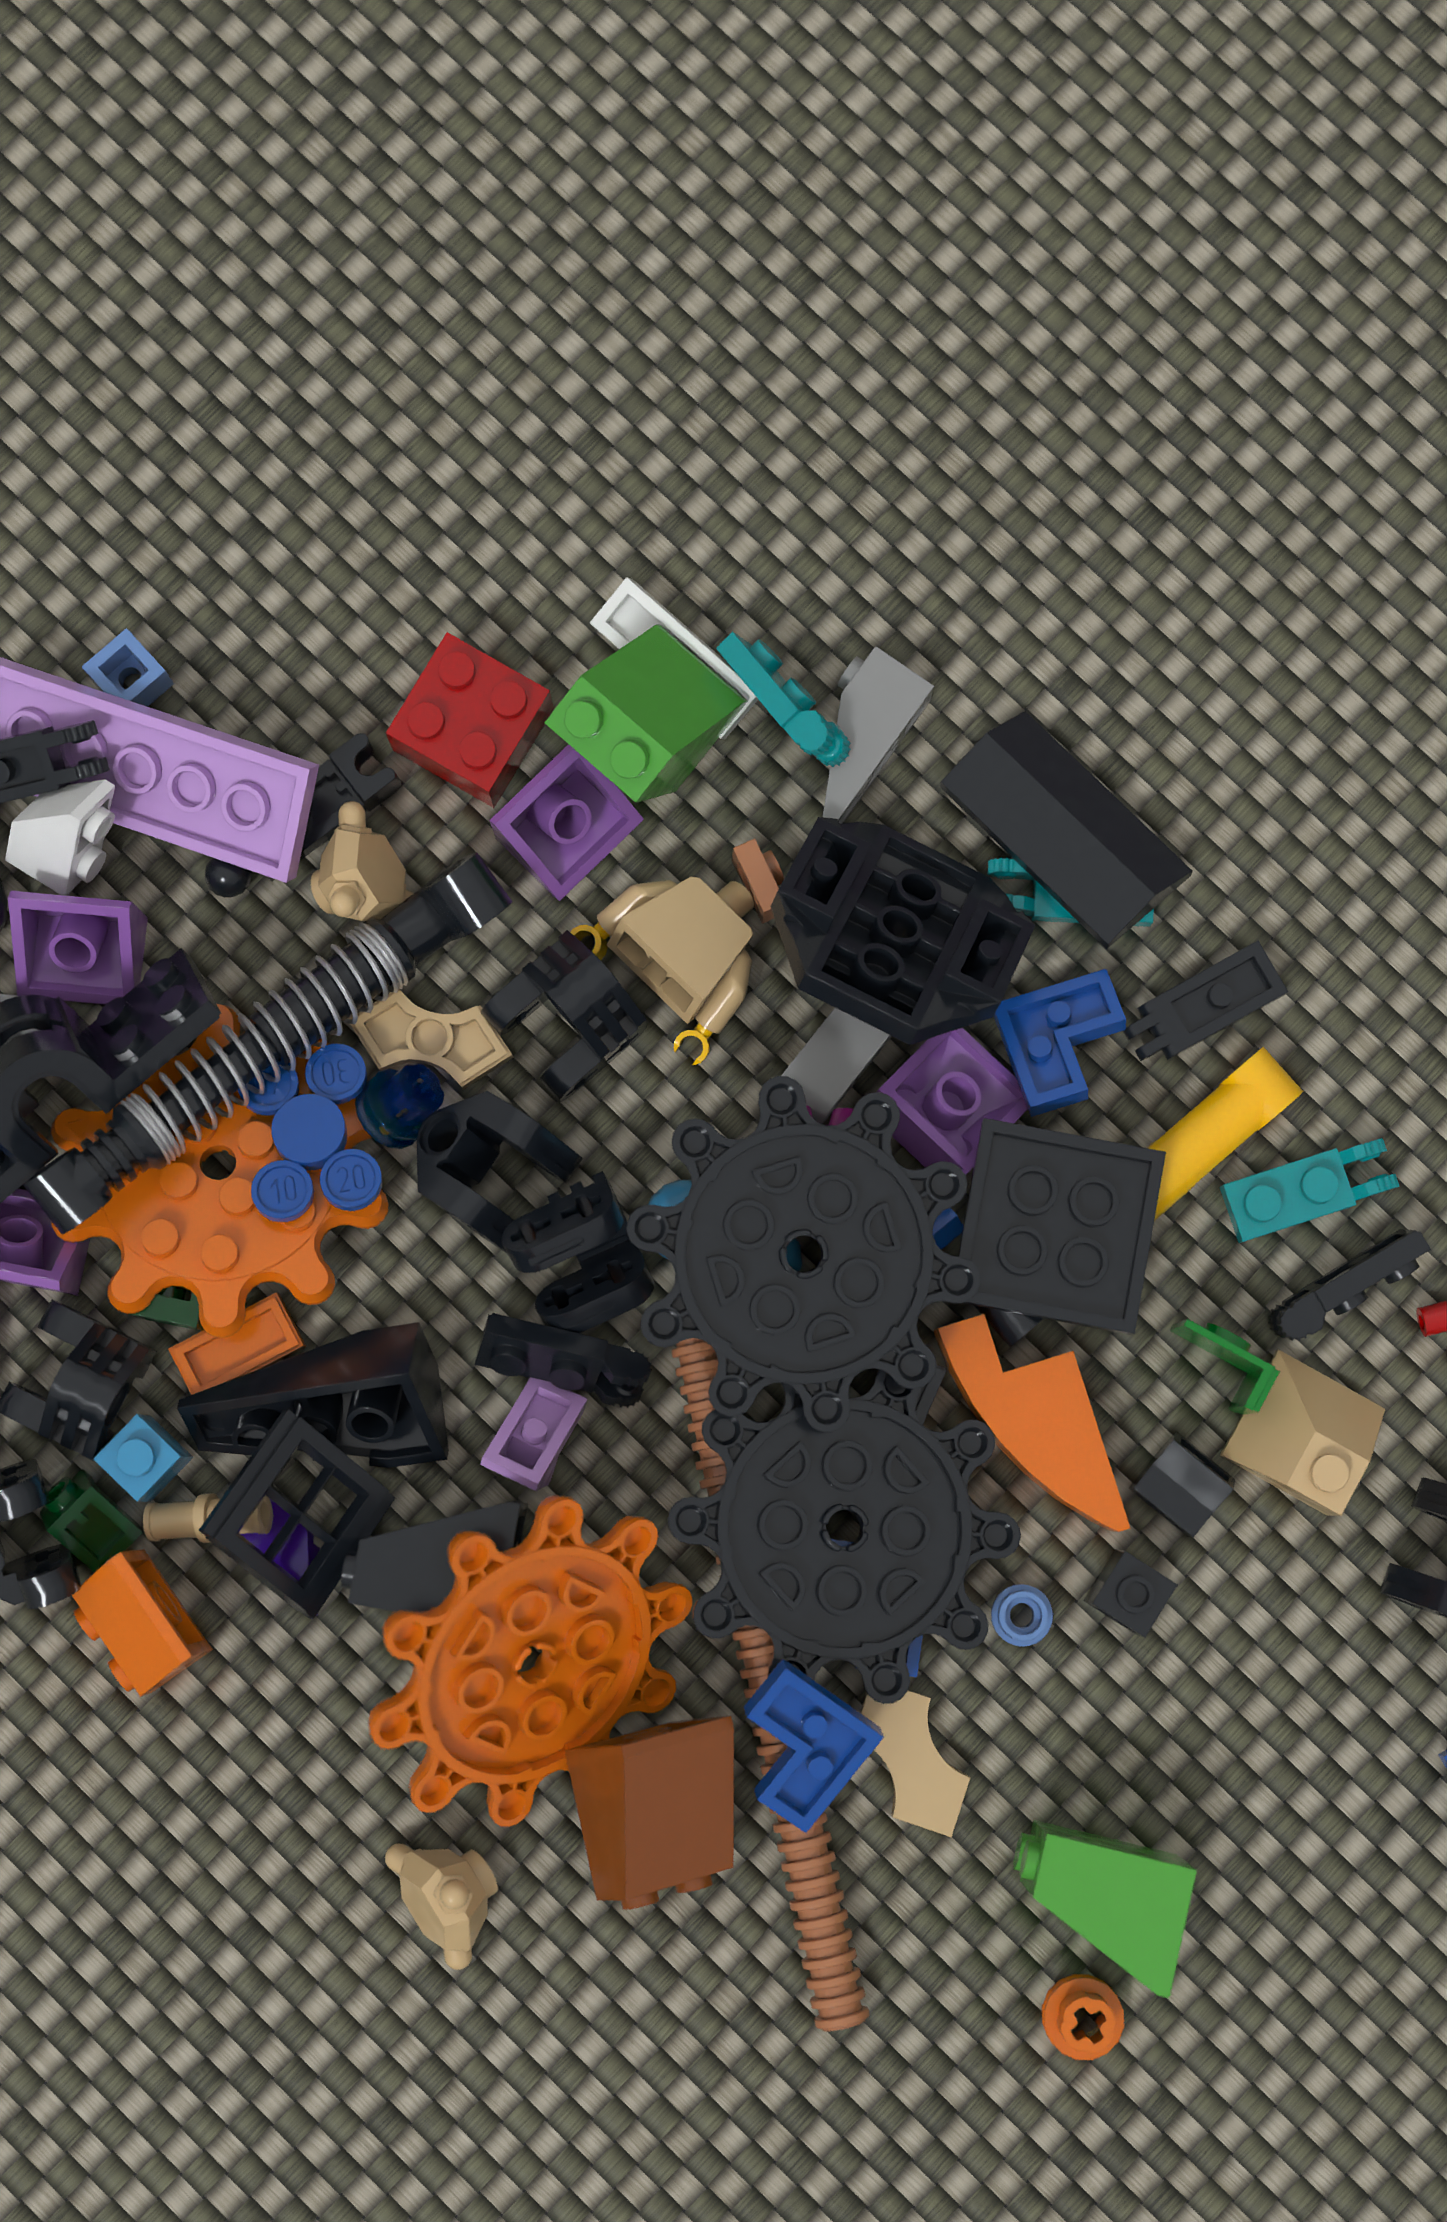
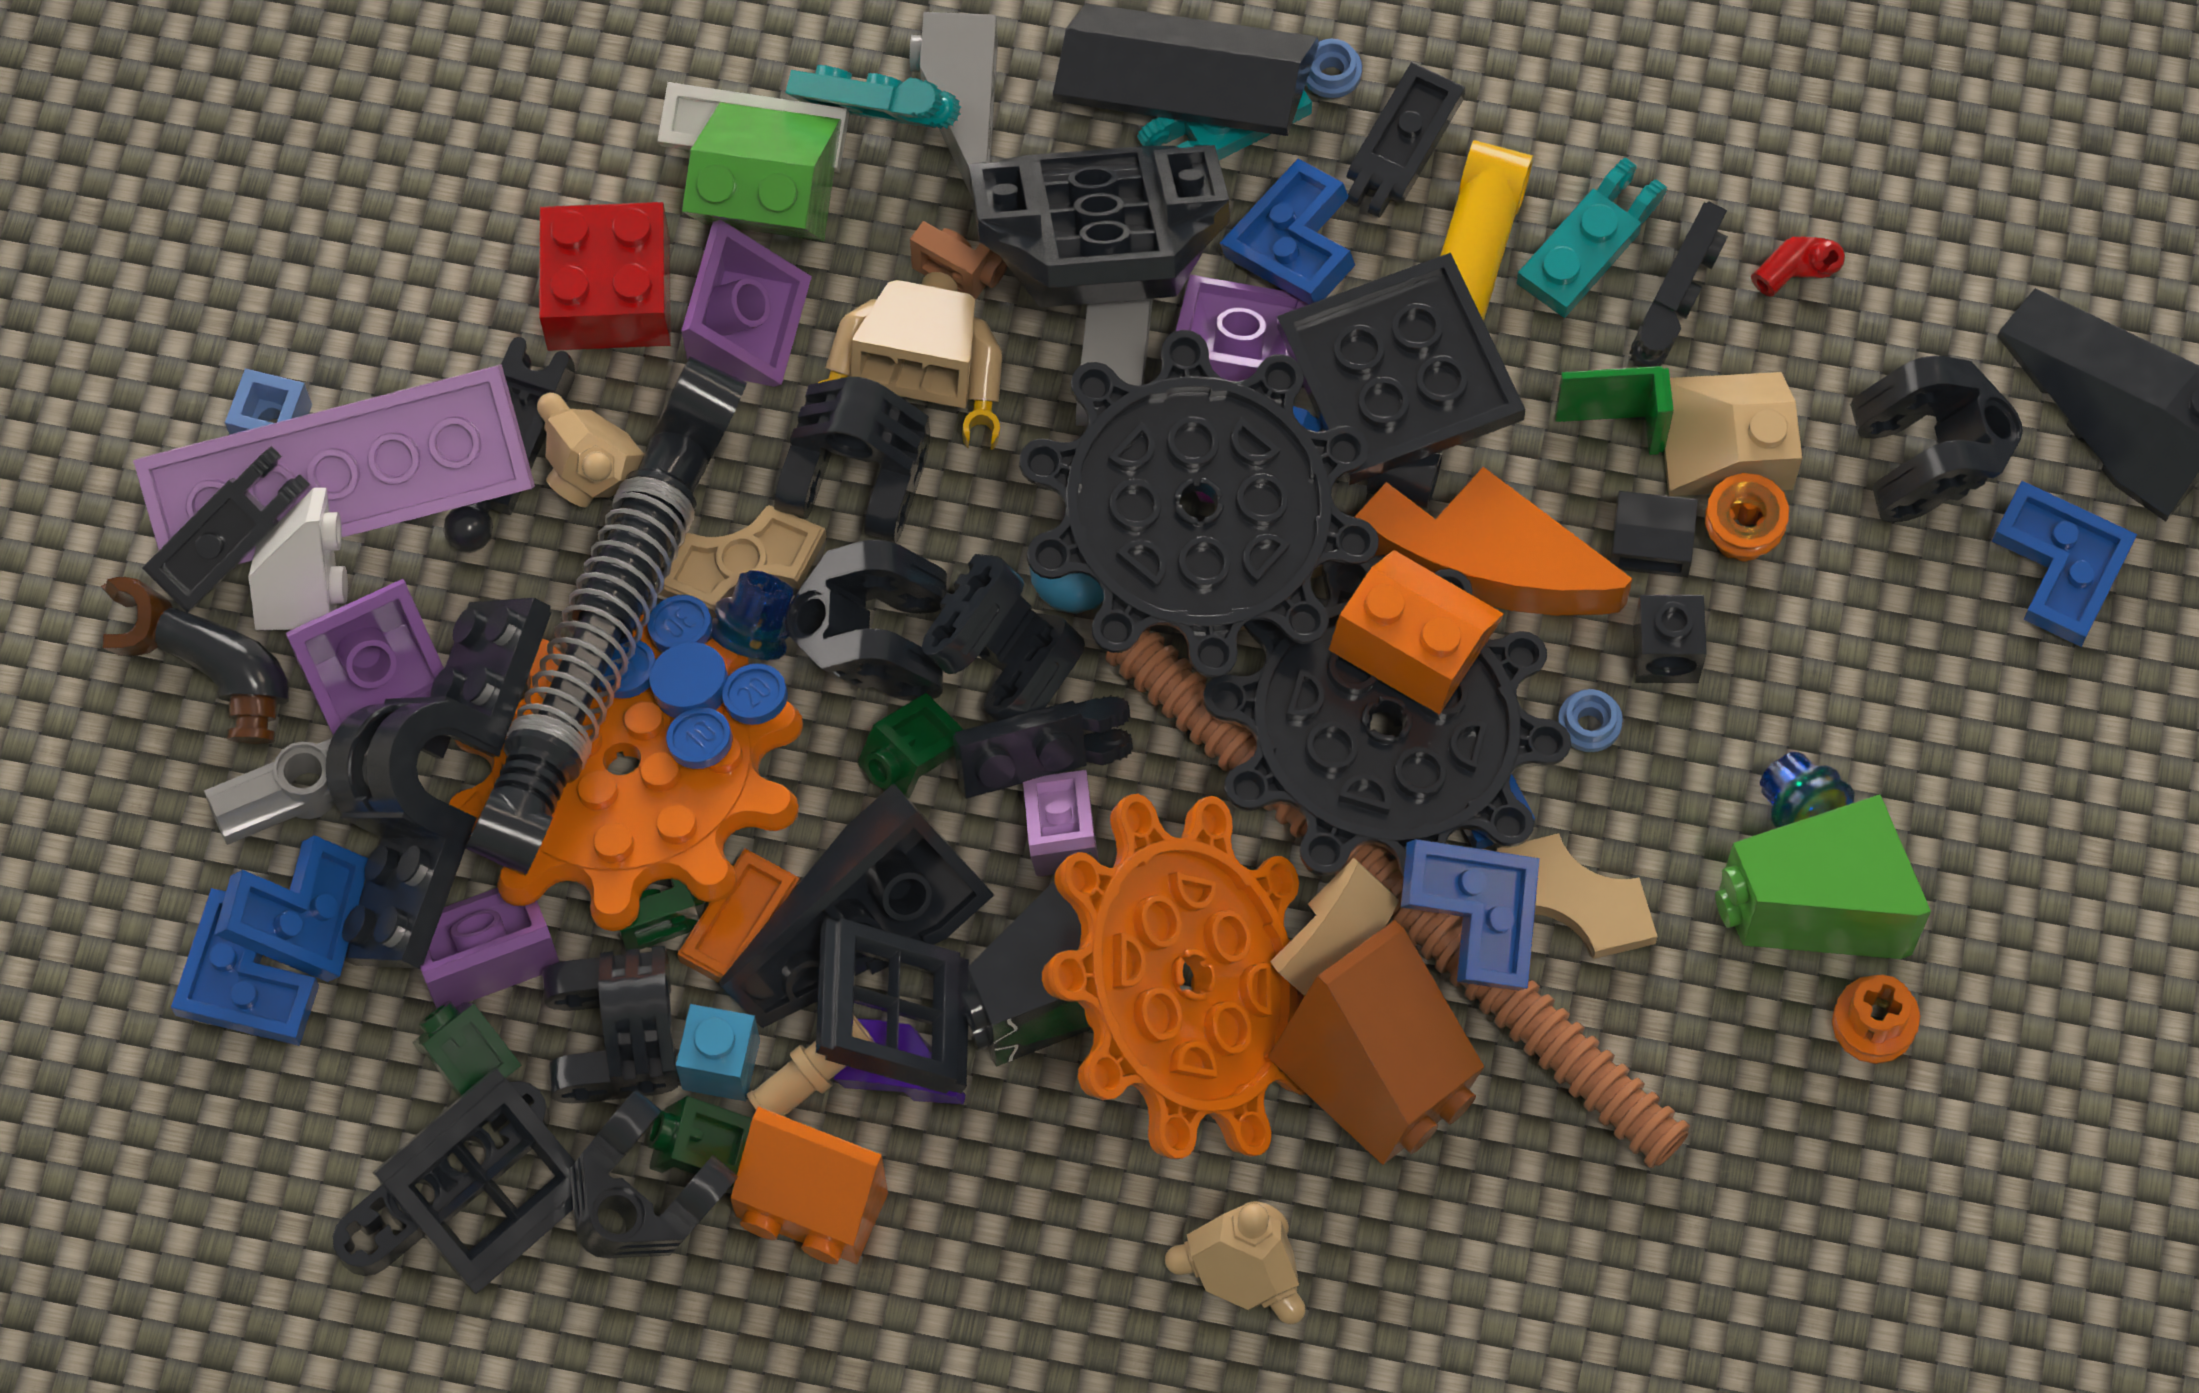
camera: 30 degrees left, 15 degrees down
(461, 1289) = (908, 744): none -> dark green bracket
(701, 1680) = (1346, 916): none -> tan slope
(919, 1469) = (1413, 630): none -> orange slope
(1148, 1800) = (1802, 789): none -> piece
(1209, 903) = (1338, 55): none -> medium blue plate
(1278, 1510) = (1751, 501): none -> orange piece

